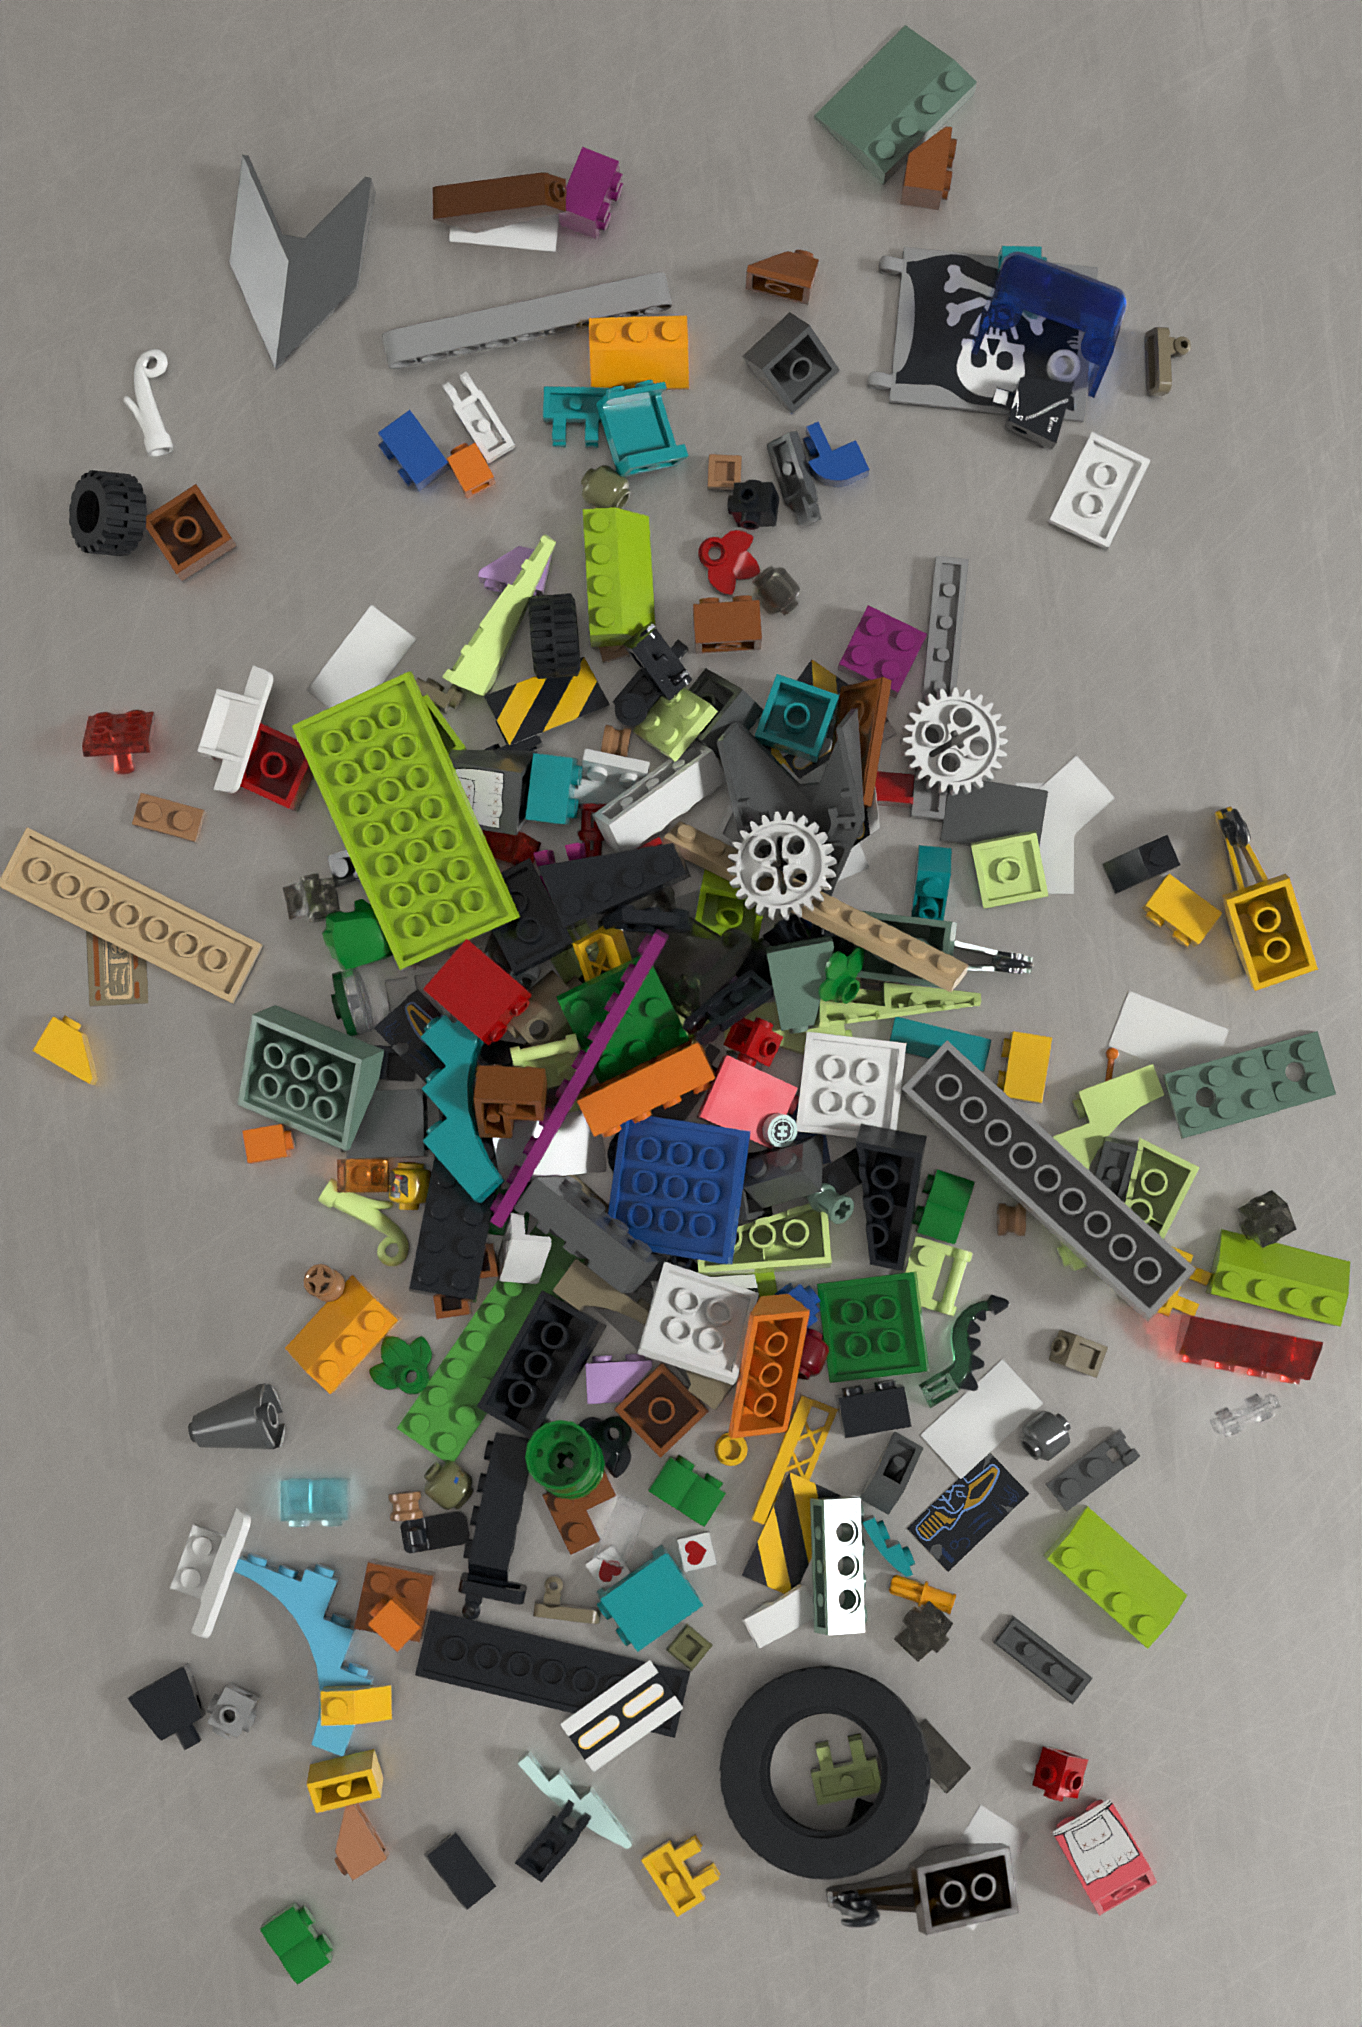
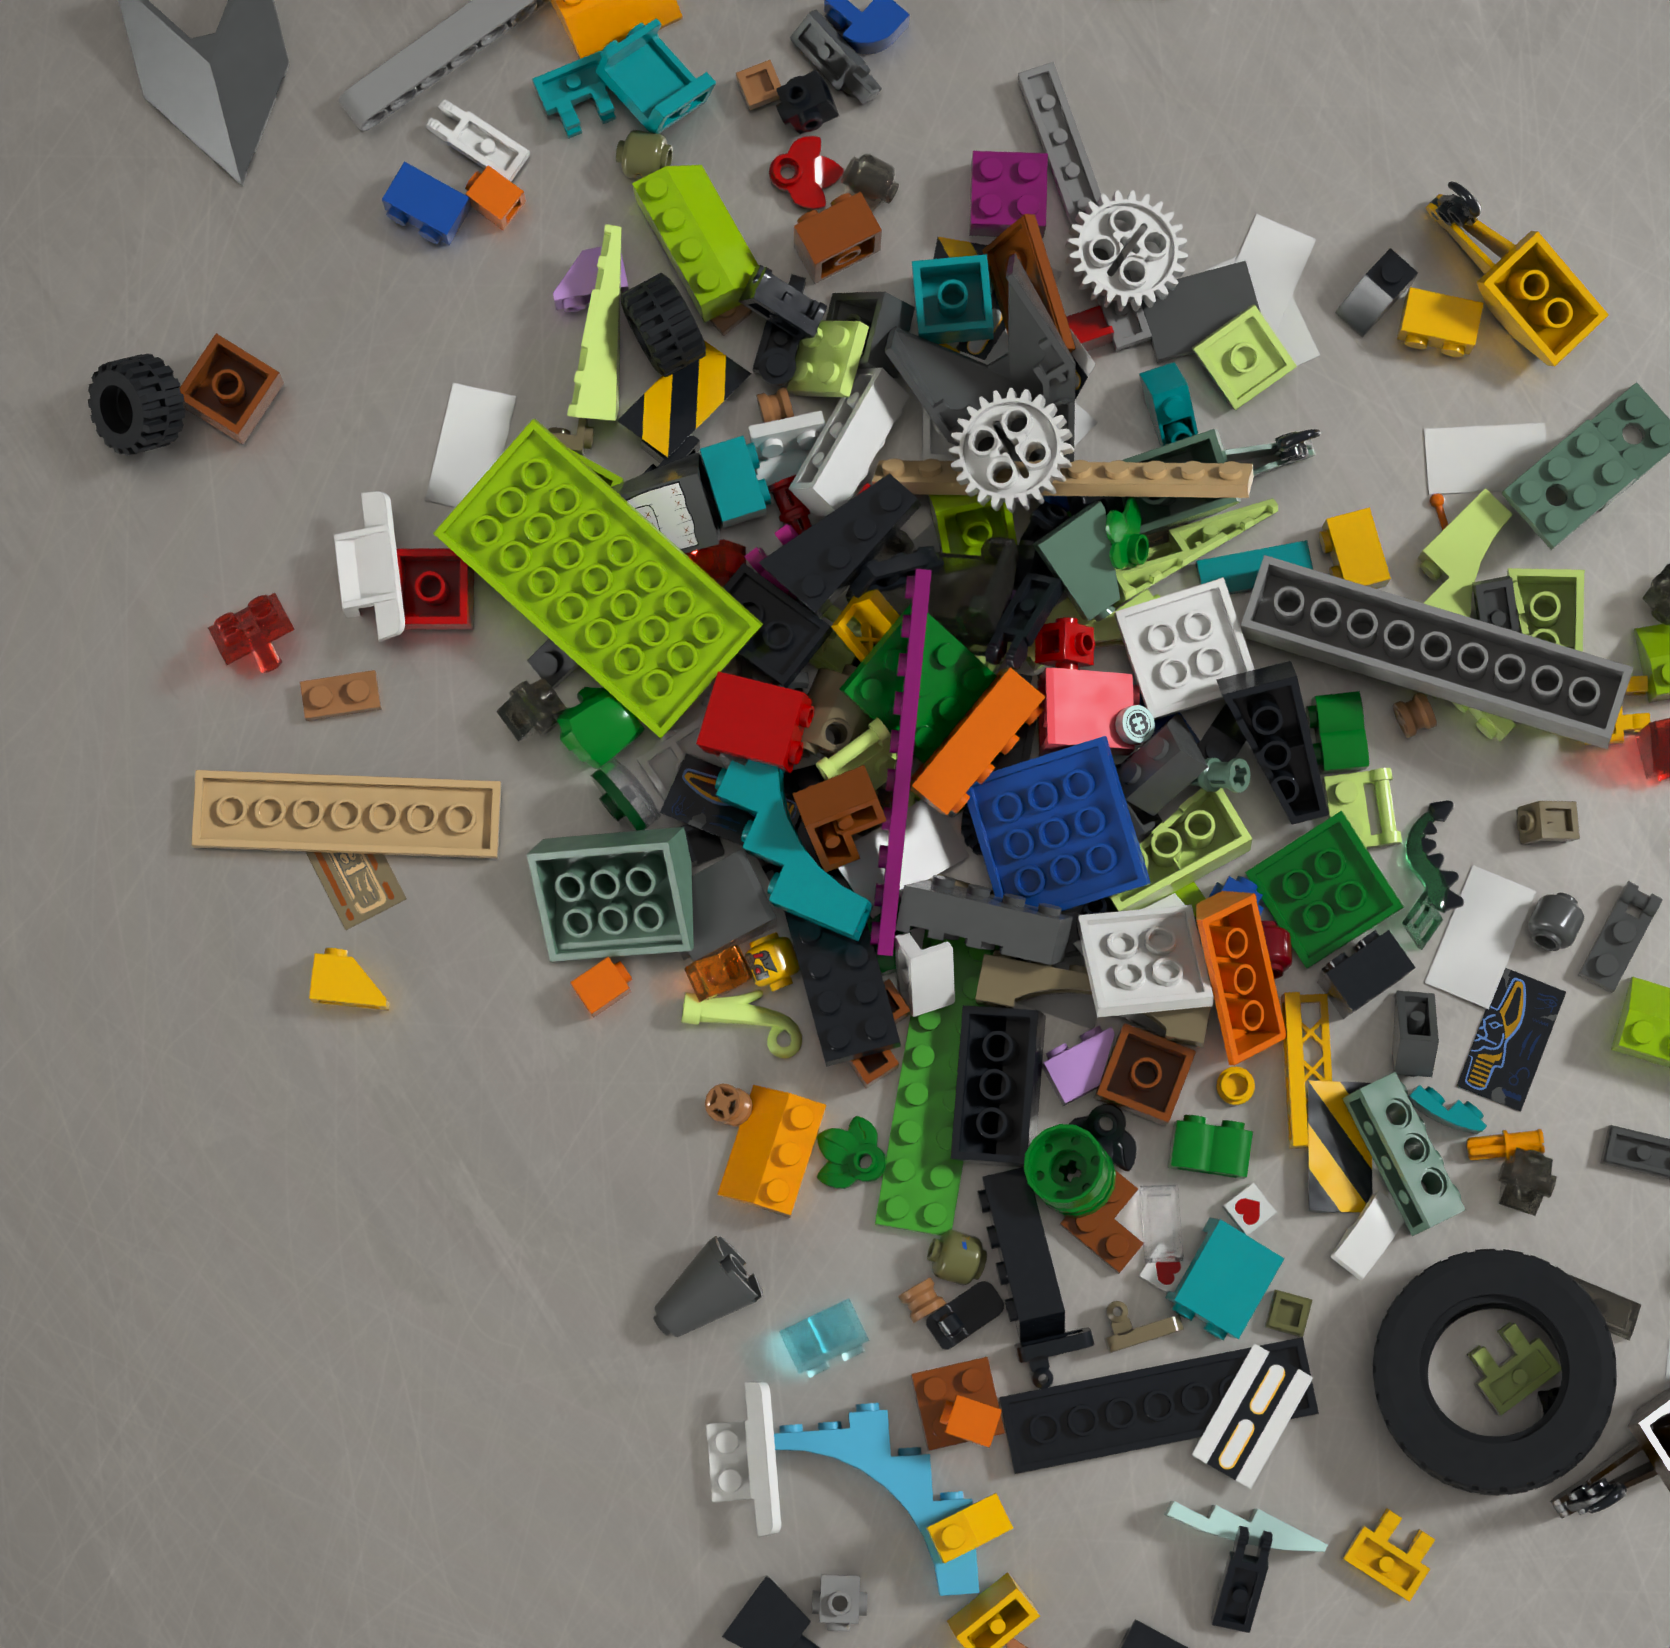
camera: 30 degrees left, 5 degrees down
(146, 412) = (125, 286): white plant -> none

